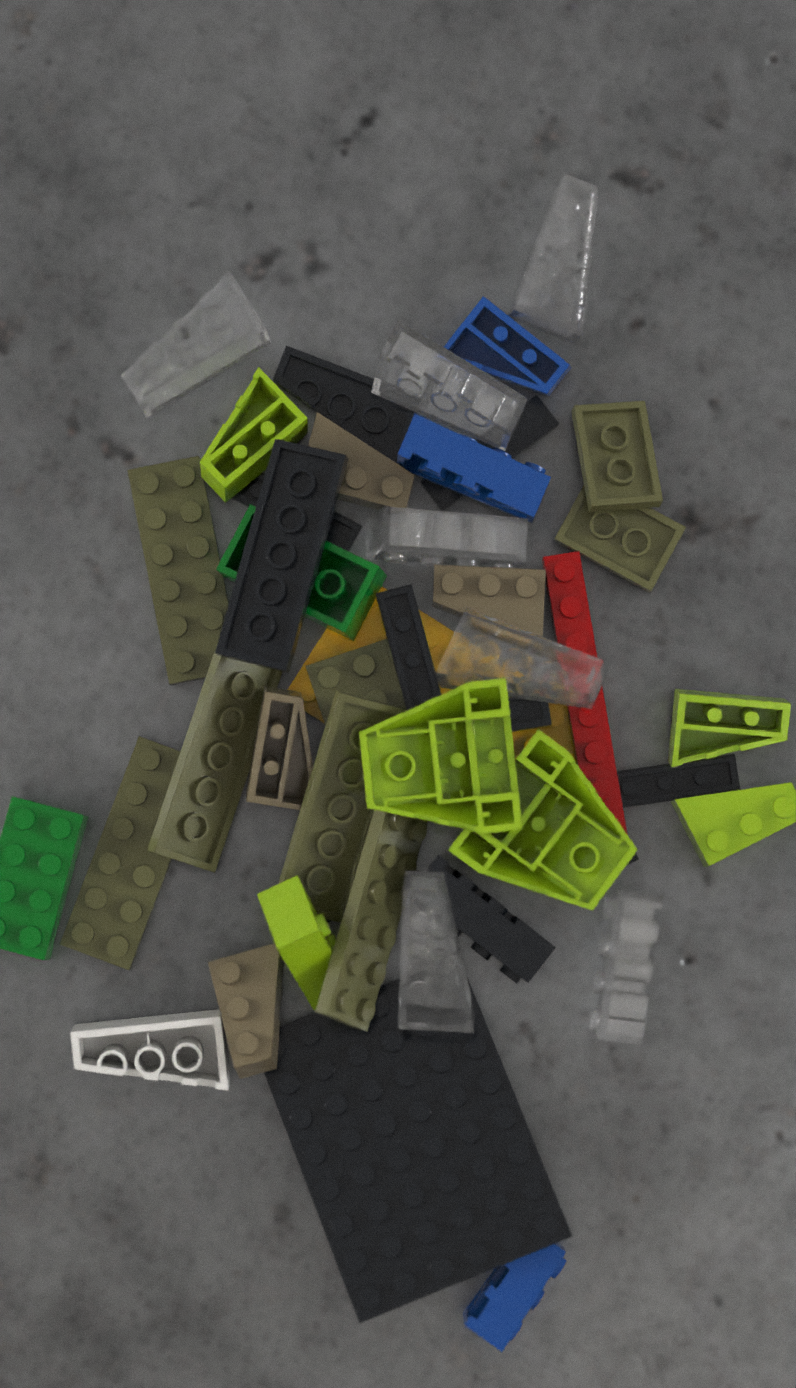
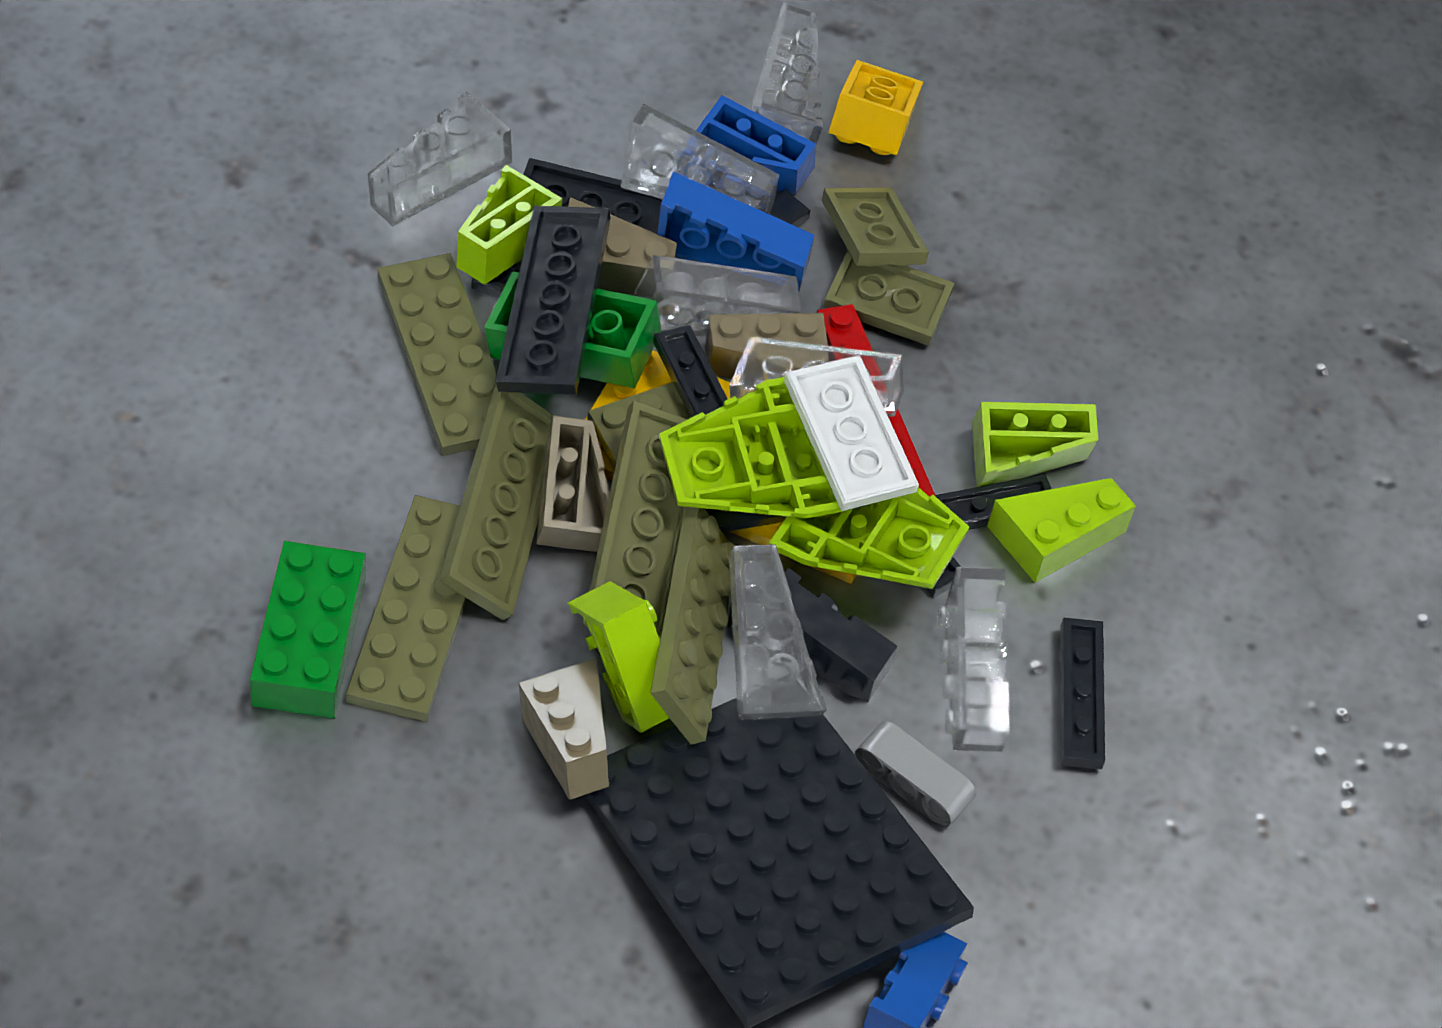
camera: 15 degrees left, 30 degrees down
(162, 1047) = (469, 779): white wedge -> none
(537, 751) = (851, 432): none -> white tile
(553, 1068) = (915, 773): none -> light grey beam
(647, 293) = (875, 108): none -> yellow slope
(722, 997) = (1082, 693): none -> black plate

